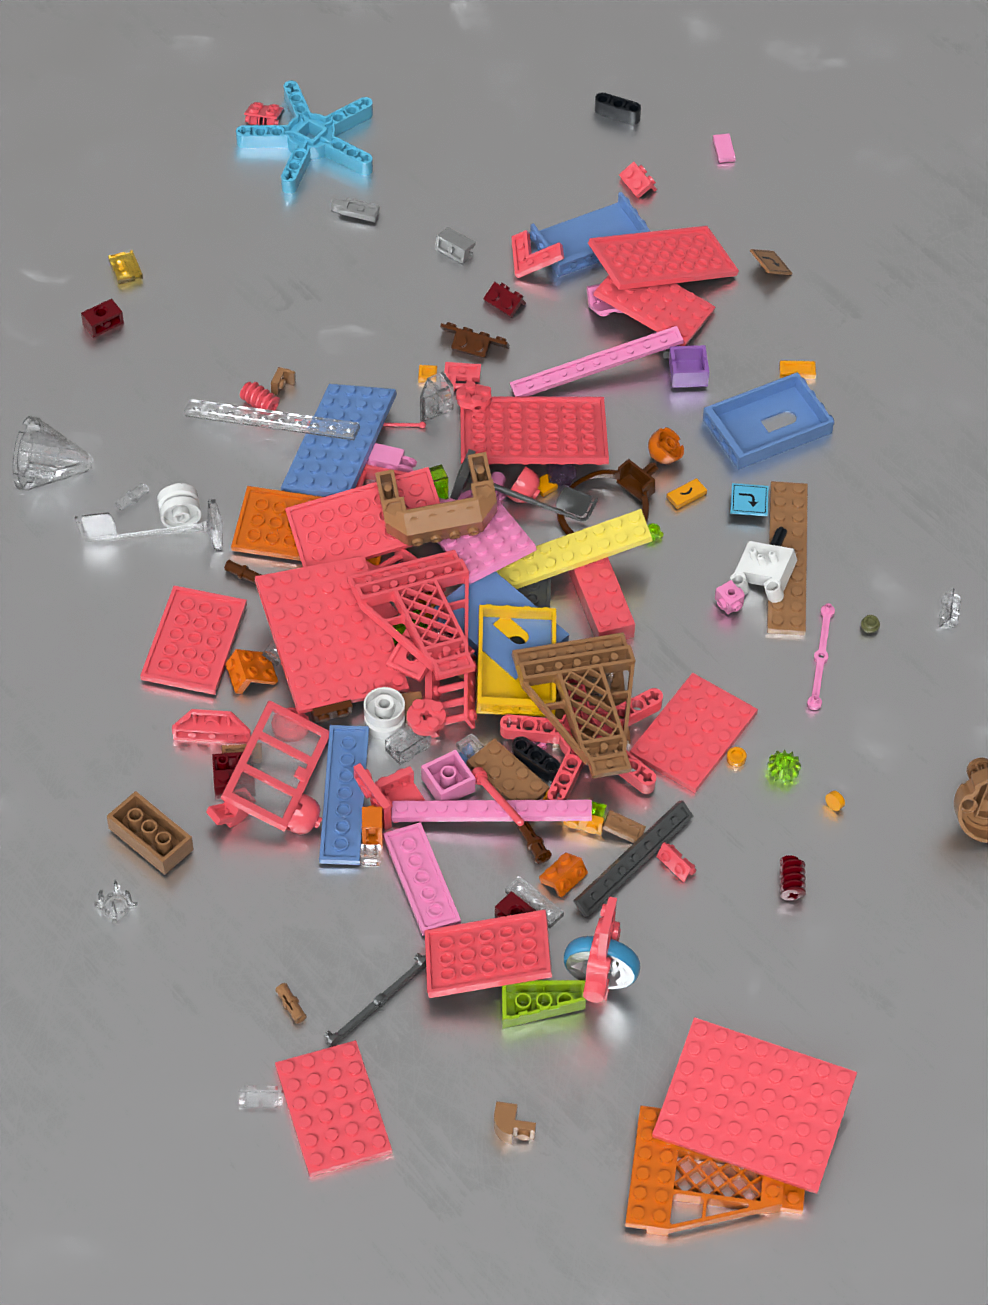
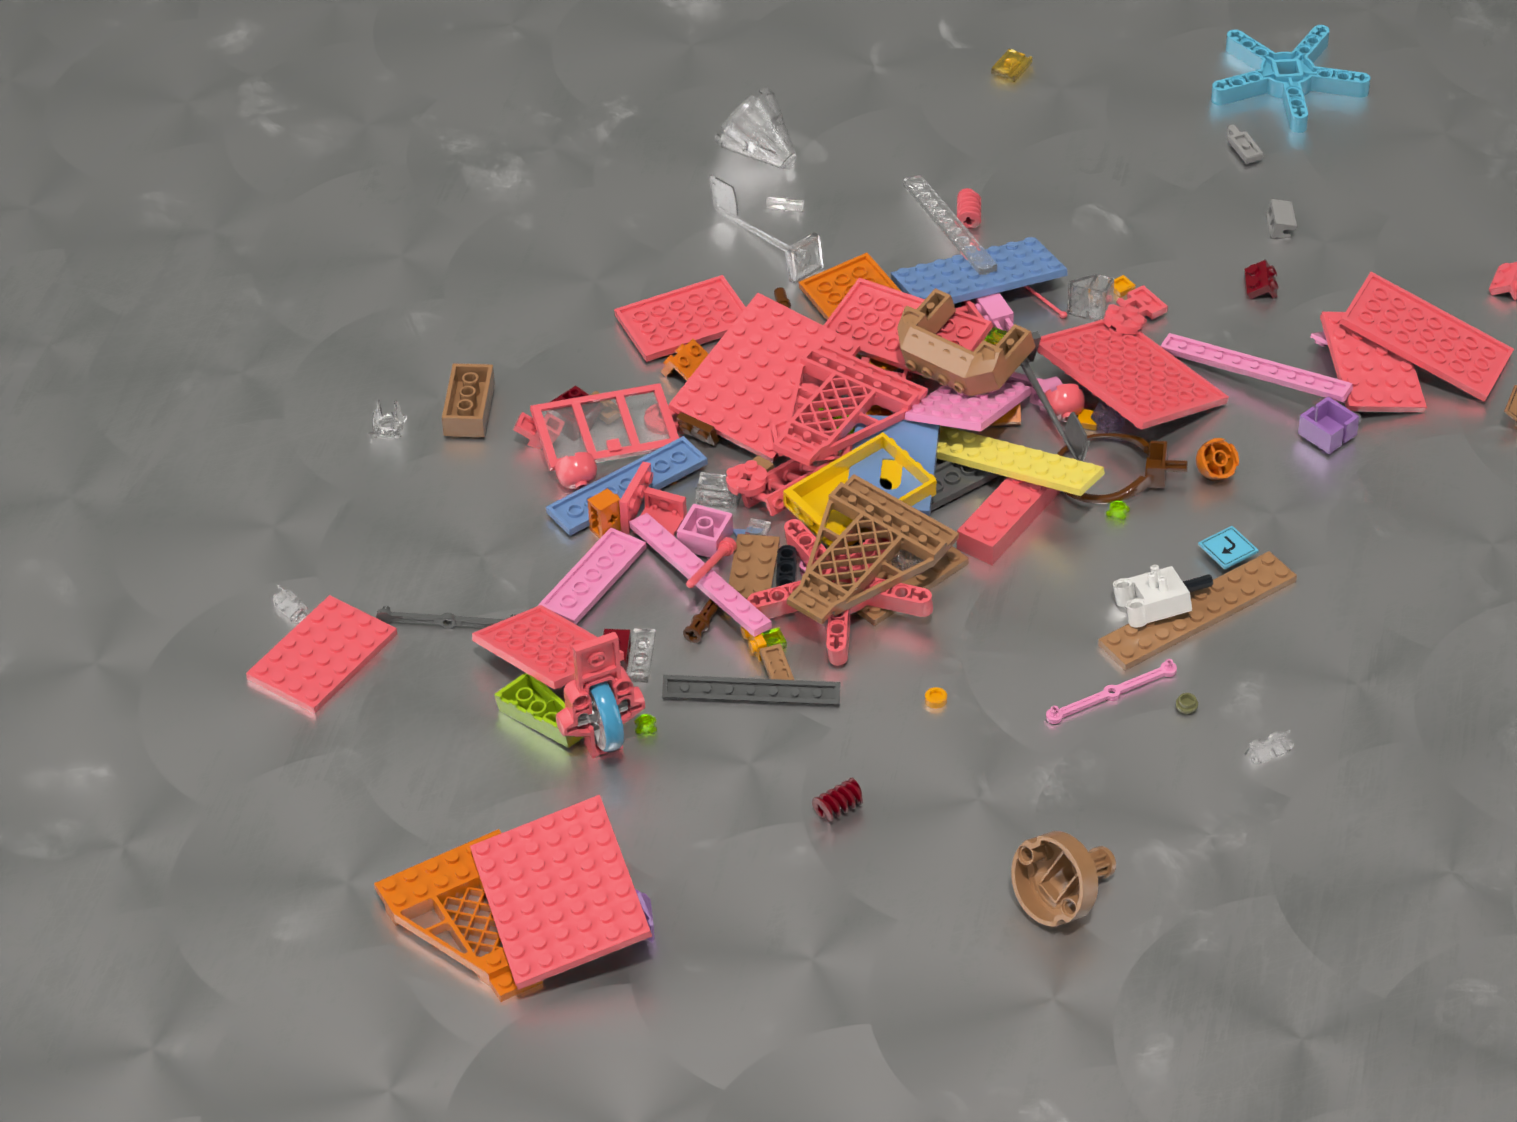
camera: 55 degrees right, 10 degrees down
(102, 318) = (943, 83): dark red brick -> none
(179, 505) = (798, 224): white wheel -> none
(211, 727) = (604, 369): coral wedge -> none
(258, 110) = (1274, 37): coral hinge -> none
(281, 378) = (1003, 209): medium nougat bracket -> none
(290, 1003) = (395, 572): medium nougat pin -> none
(370, 855) = (585, 535): clear tile -> none
(384, 712) = (726, 451): white wheel -> none
(472, 343) = (1186, 288): reddish brown bracket -> none
(508, 1127) = (404, 760): medium nougat brick -> none
(526, 262) = (1326, 266): coral plate -> none
(564, 873) = (689, 658): orange bracket -> none
(576, 232) = (1438, 291): medium blue panel -> none
(673, 860) = (775, 725): coral hinge -> none
(686, 493) = (1189, 508): light orange tile -> none
(693, 732) = (931, 656): coral plate -> none
(729, 597) = (1099, 593): bright pink brick -> none
(739, 426) = (1311, 494): medium blue panel -> none
(783, 766) = (956, 730): clear neon green gear -> none
(806, 369) = (1425, 499): light orange tile -> none
(835, 800) = (957, 784): light orange tile -> none

